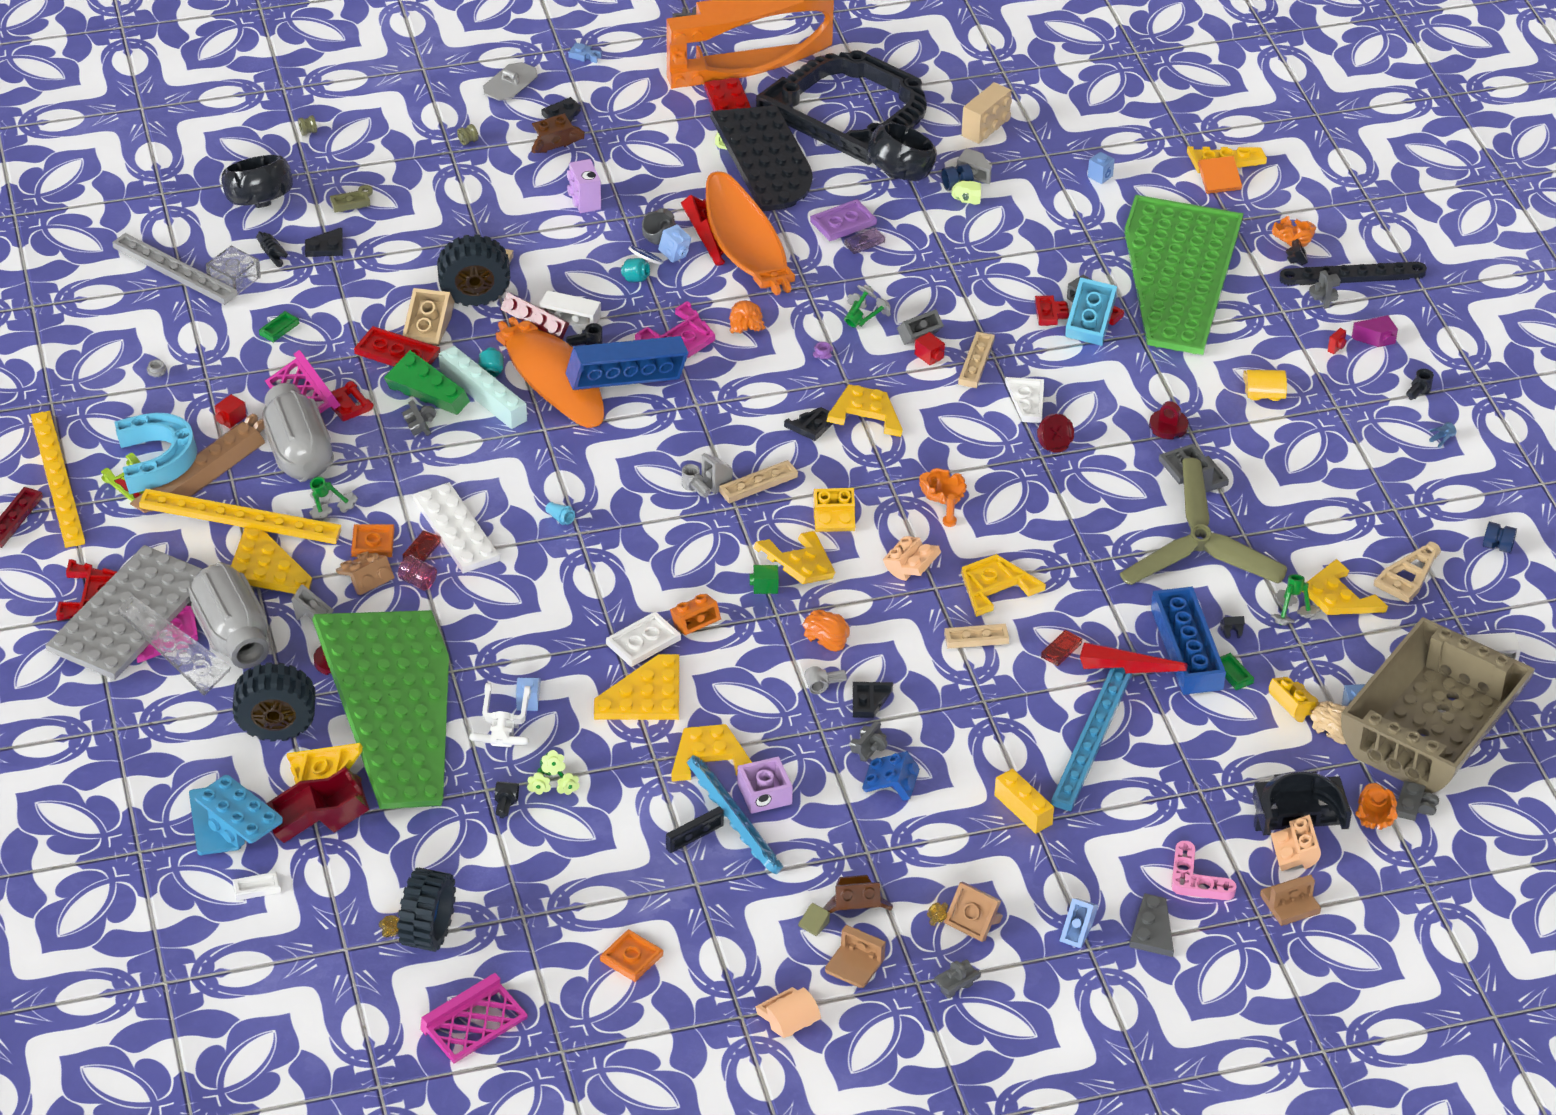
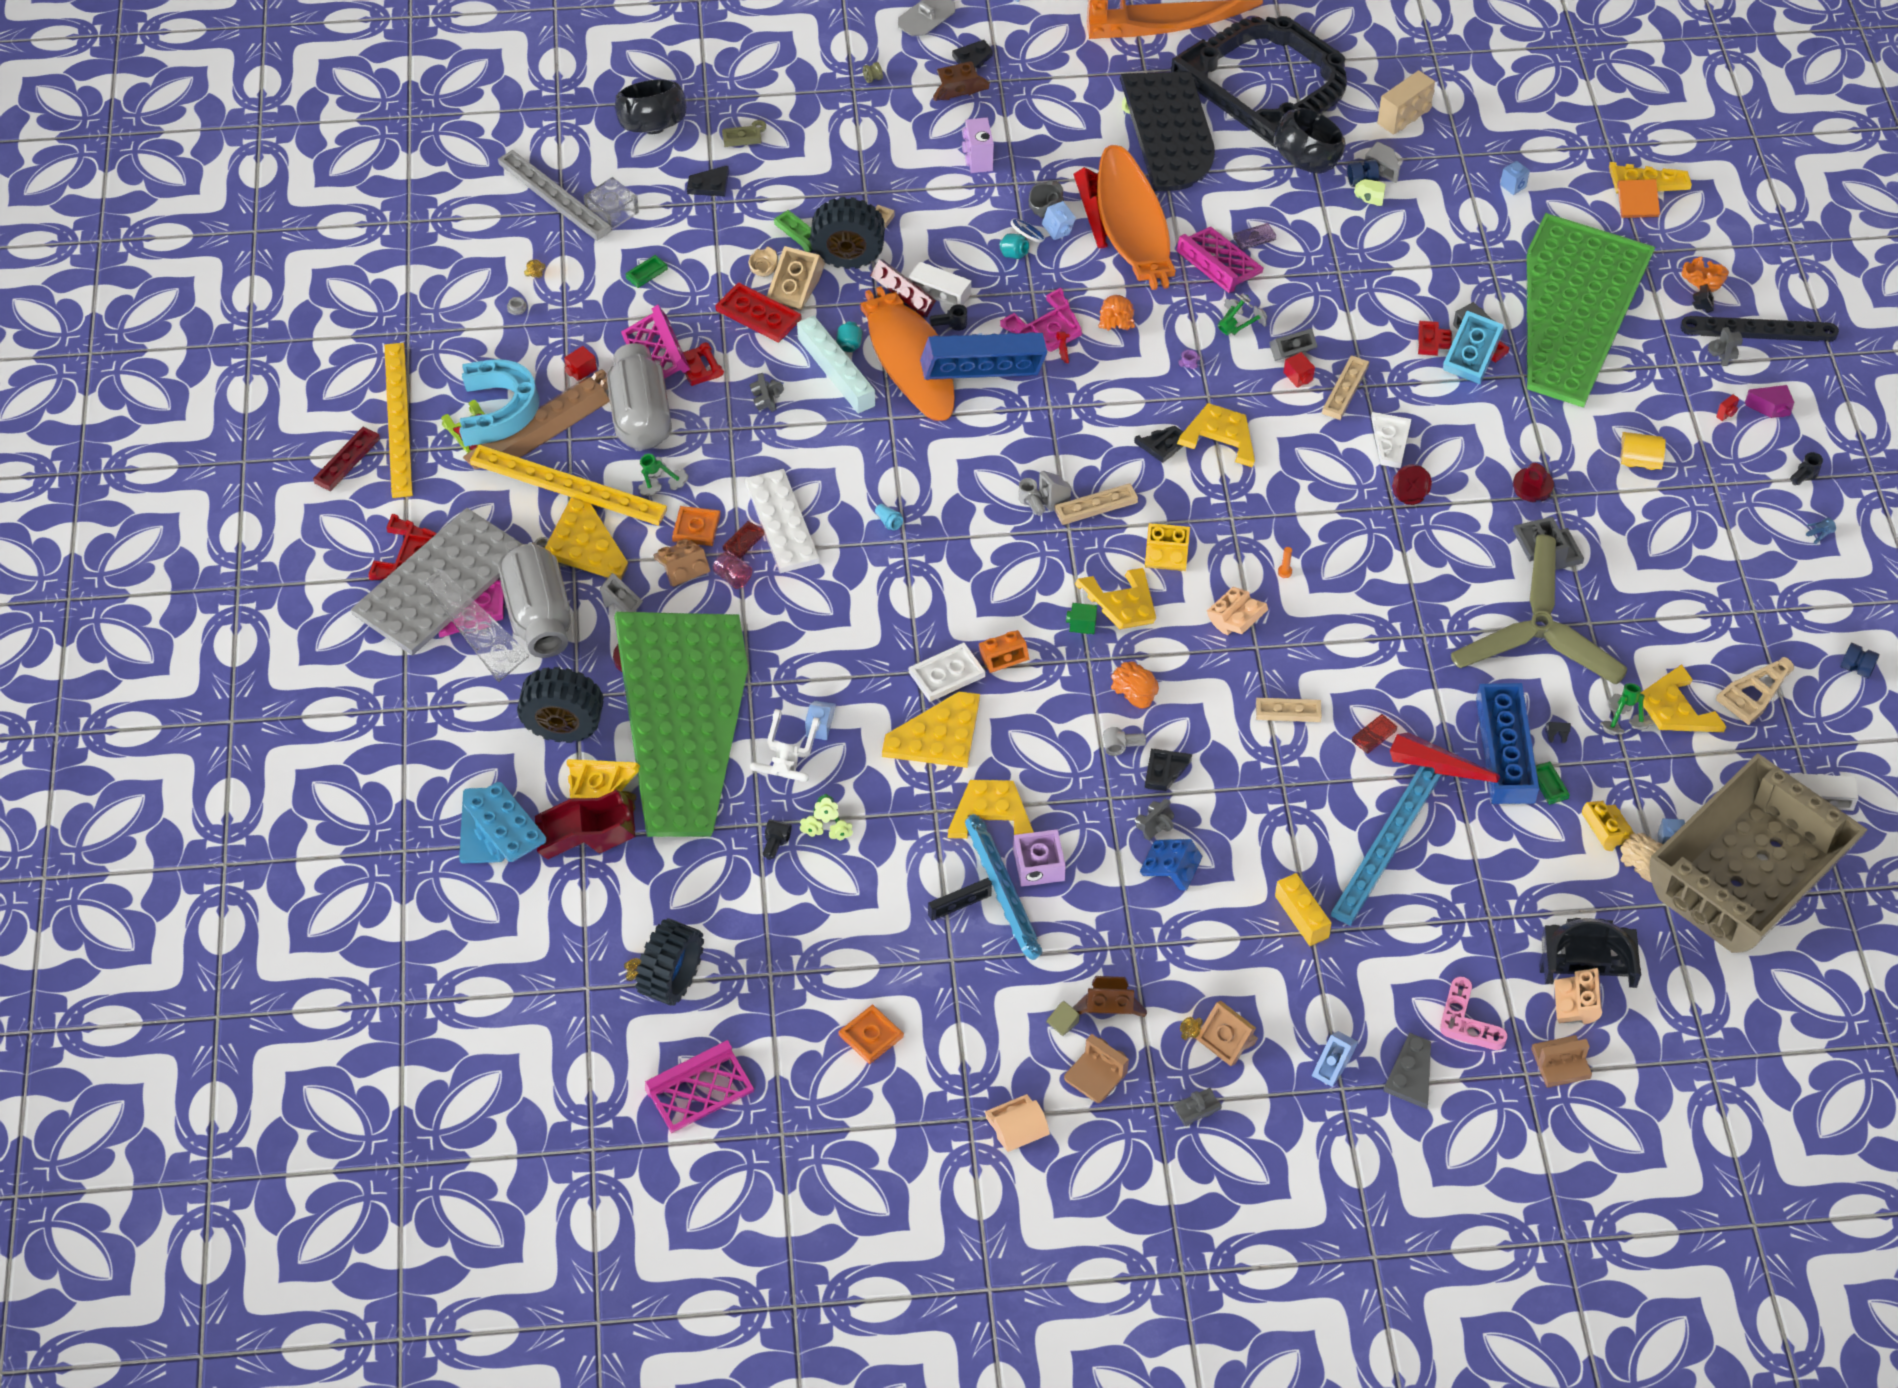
camera: 10 degrees right, 10 degrees up
(167, 334) = (534, 269): none -> clear yellow plate
(256, 886) = (511, 905): white tile -> none
(271, 248) = (654, 182): black hinge -> none
(307, 125) = (714, 45): olive wheel -> none
(394, 306) = (763, 262): none -> tan hair
(419, 275) = (795, 229): none -> bright green plate
(423, 381) = (773, 350): green wedge -> none
(699, 351) = (1062, 346): none -> red piece
(726, 94) = (1143, 53): red plate -> none
(829, 269) = (1213, 265): none -> dark pink fence
(843, 220) = (1237, 210): medium lavender plate -> none
(938, 485) = (1281, 532): orange hair -> none
(992, 576) = (1317, 642): yellow wing -> none
(1376, 807) = (1671, 965): orange hair -> none
(1414, 801) = (1709, 960): dark grey hinge -> none

